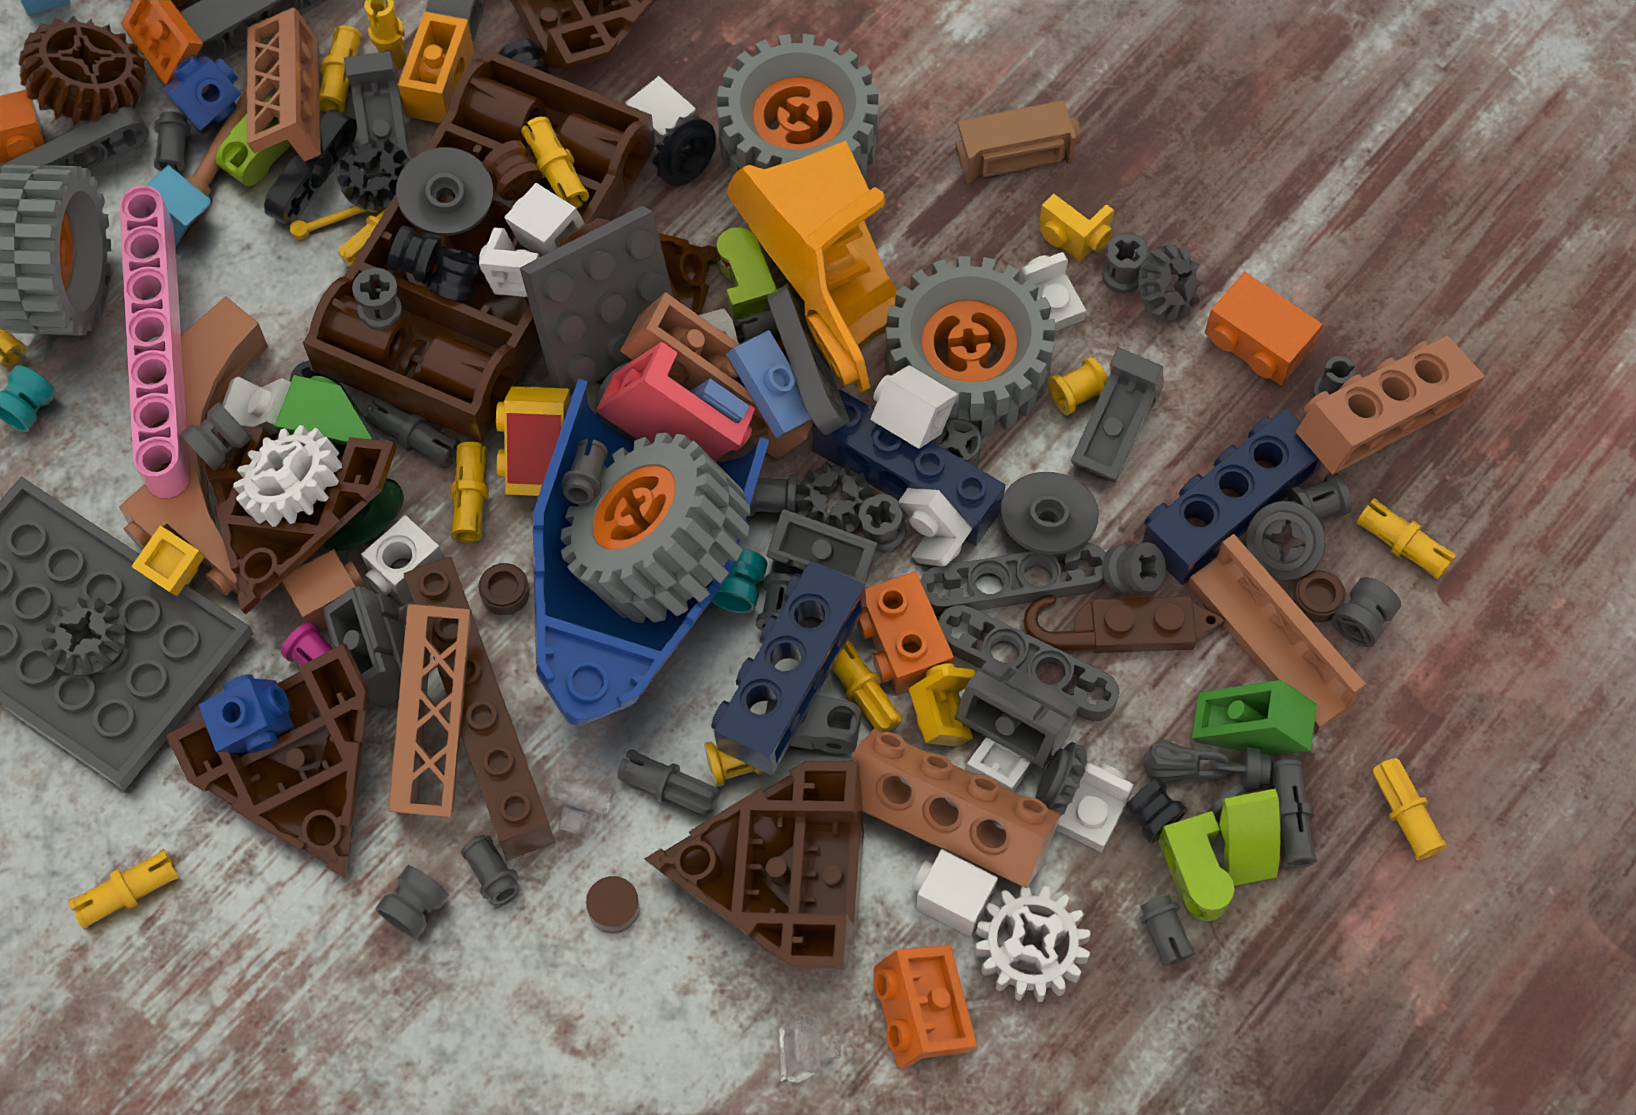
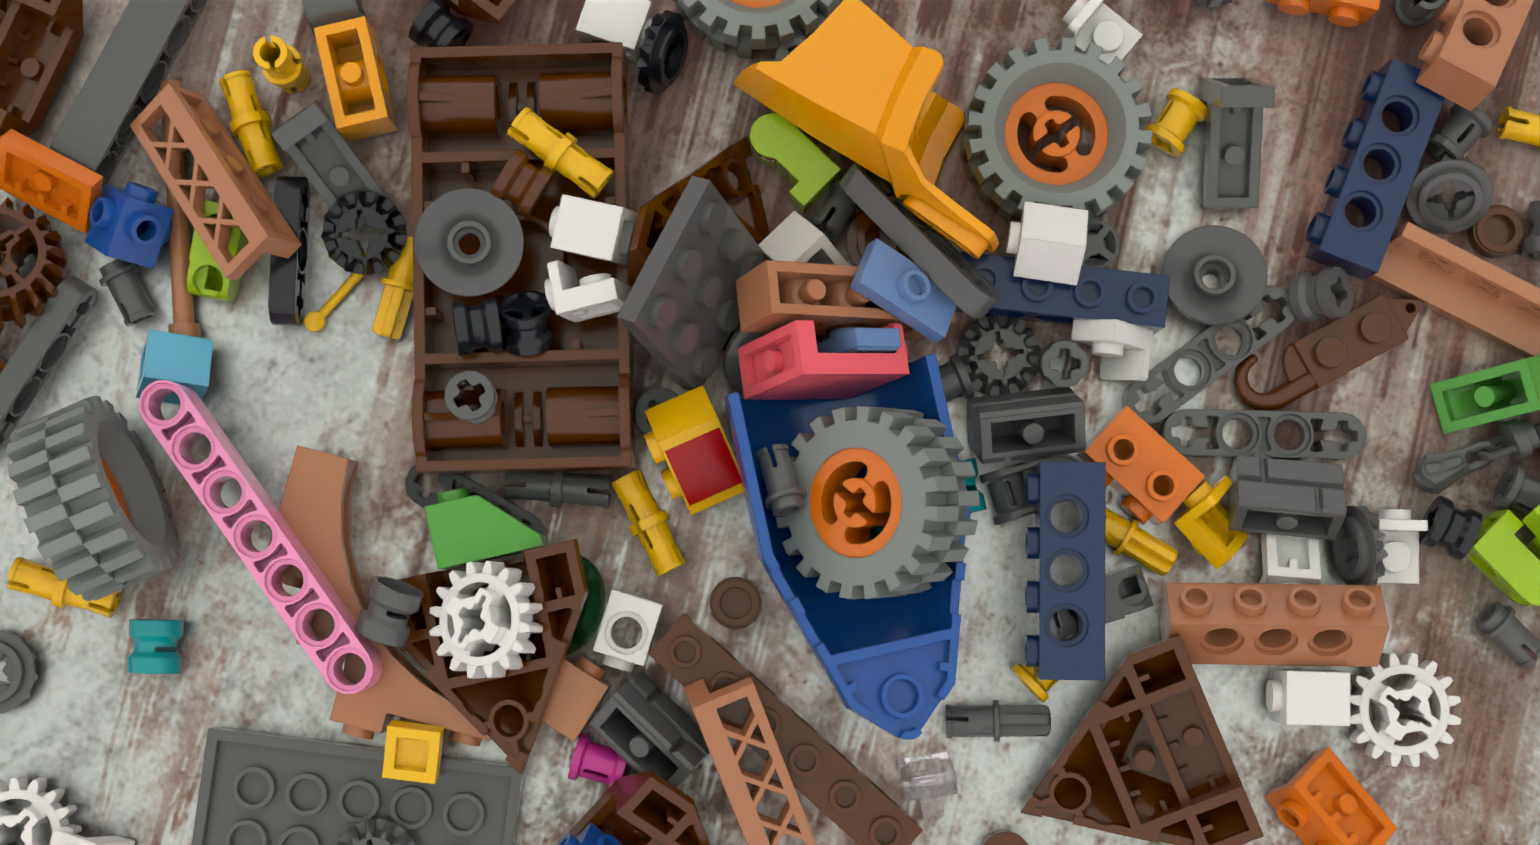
camera: 30 degrees left, 20 degrees up
(255, 404) = (394, 541): white bracket -> none

